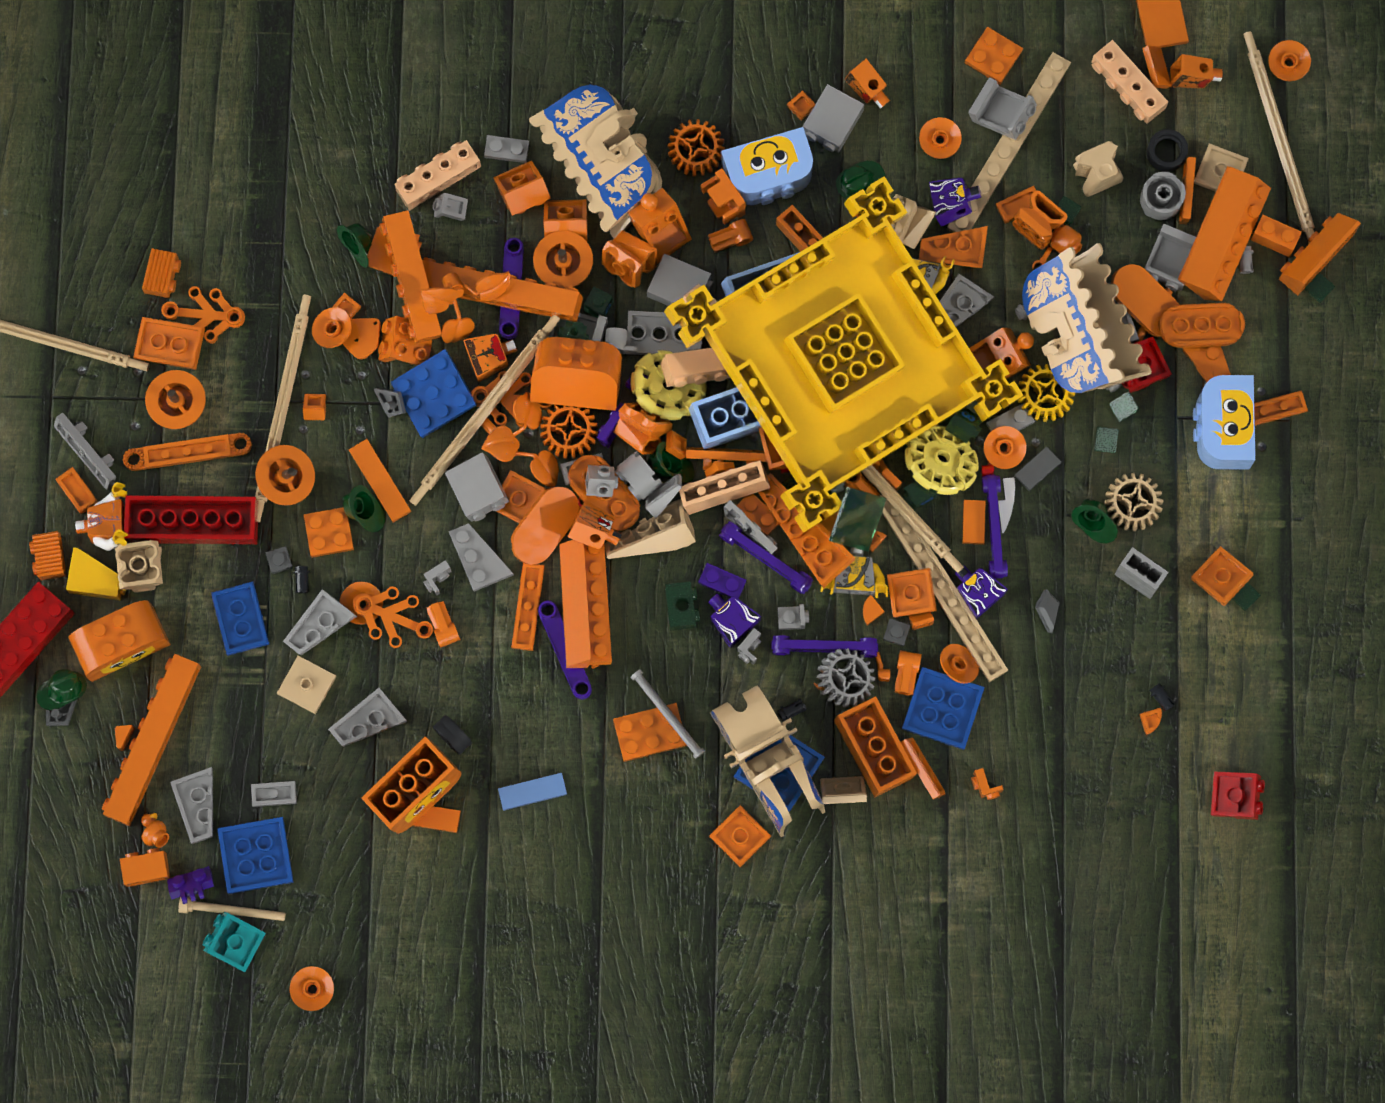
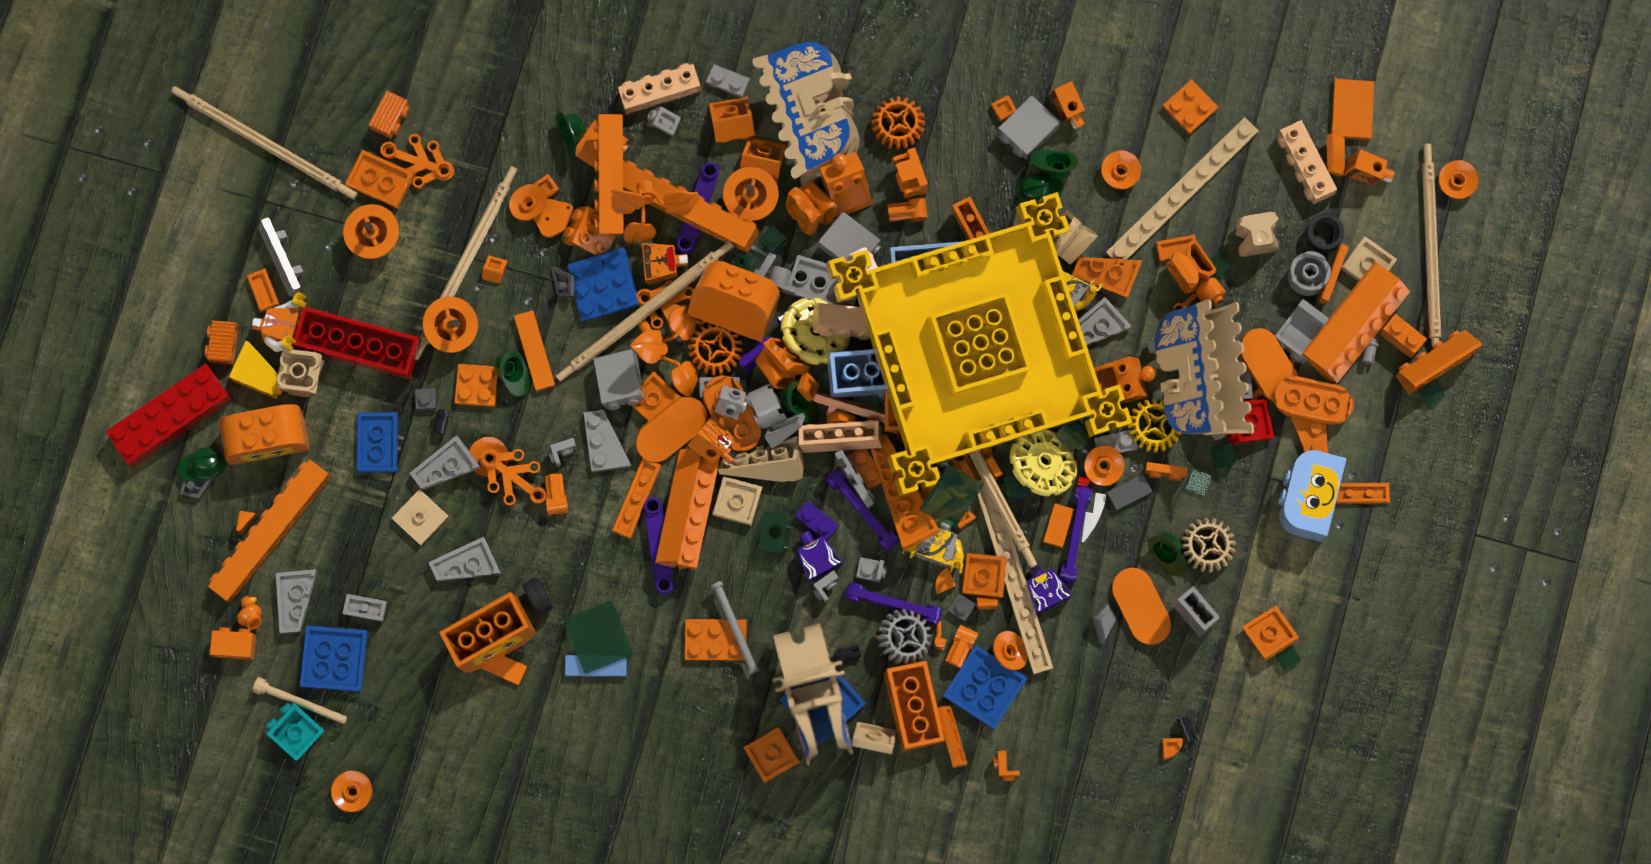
camera: 15 degrees right, 0 degrees up
(187, 451) = (370, 280): orange plate -> none
(190, 884) = (269, 670): dark purple hinge -> none
(526, 761) = (598, 637): none -> clear green piece
(634, 582) = (737, 501): none -> tan plate
(770, 167) = (959, 157): light blue brick -> none
(870, 149) = (1054, 163): none -> dark green piece
(952, 199) = (1116, 228): dark purple torso -> none
(1002, 110) = (1184, 158): light grey panel -> none
(1060, 438) = (1157, 470): none -> orange plate
(1081, 583) = (1141, 606): none -> orange tile
(1237, 795) = (1230, 836): red plate -> none

